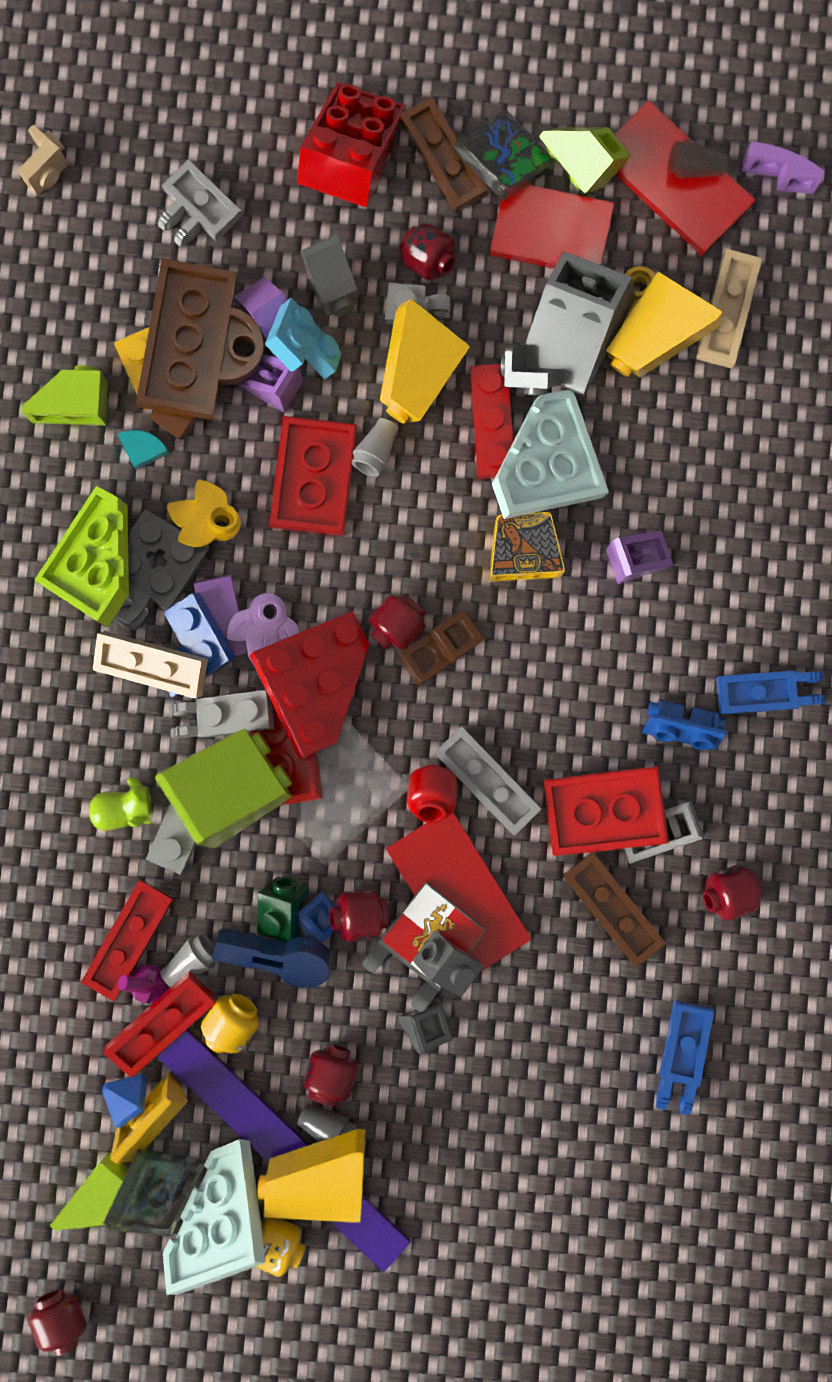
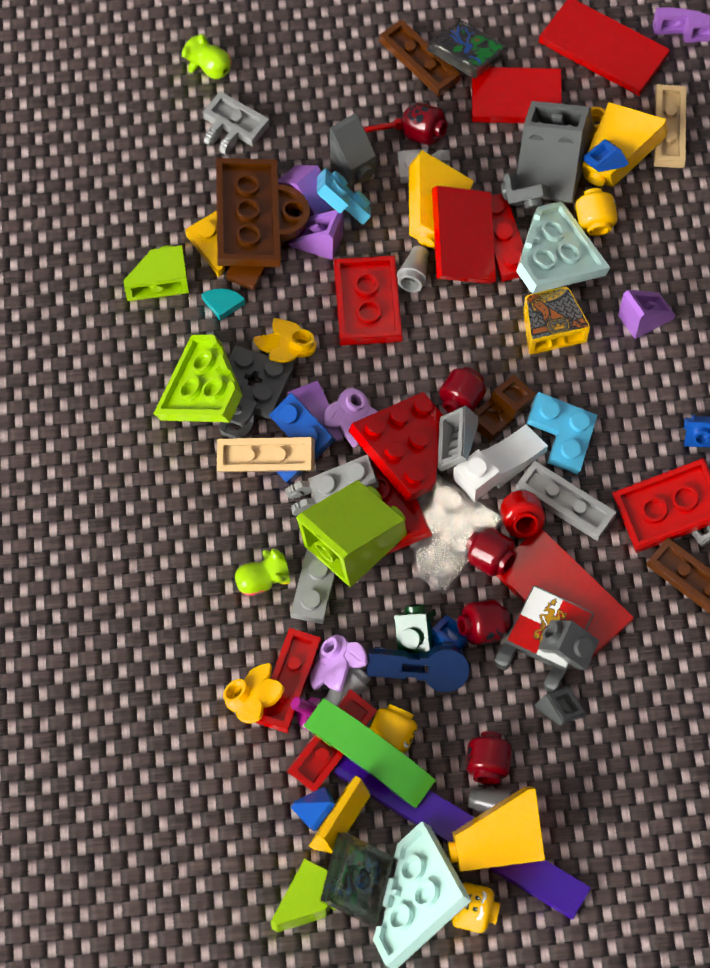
camera: 10 degrees left, 20 degrees down
(46, 164) = (106, 113): tan bracket -> none
(82, 953) = (253, 694): none -> yellow plate
(182, 932) = (334, 662): none -> lavender plate
(184, 108) = (211, 58): none -> lime animal
(192, 1056) = (370, 752): none -> bright green slope
(349, 144) = (344, 62): red slope -> none
(371, 242) = (396, 124): none -> red hinge
(378, 668) = (456, 437): none -> light grey slope
(384, 836) = (491, 551): none -> dark red head
(421, 719) = (499, 462): none -> white slope
(441, 418) = (463, 235): none -> red tile
(515, 690) = (569, 424): none -> medium azure plate
(587, 154) = (533, 37): slope -> none
(610, 413) = (596, 212): none -> yellow head
(635, 348) = (605, 157): none -> blue slope
(695, 160) = (617, 27): clear smoke cone -> none

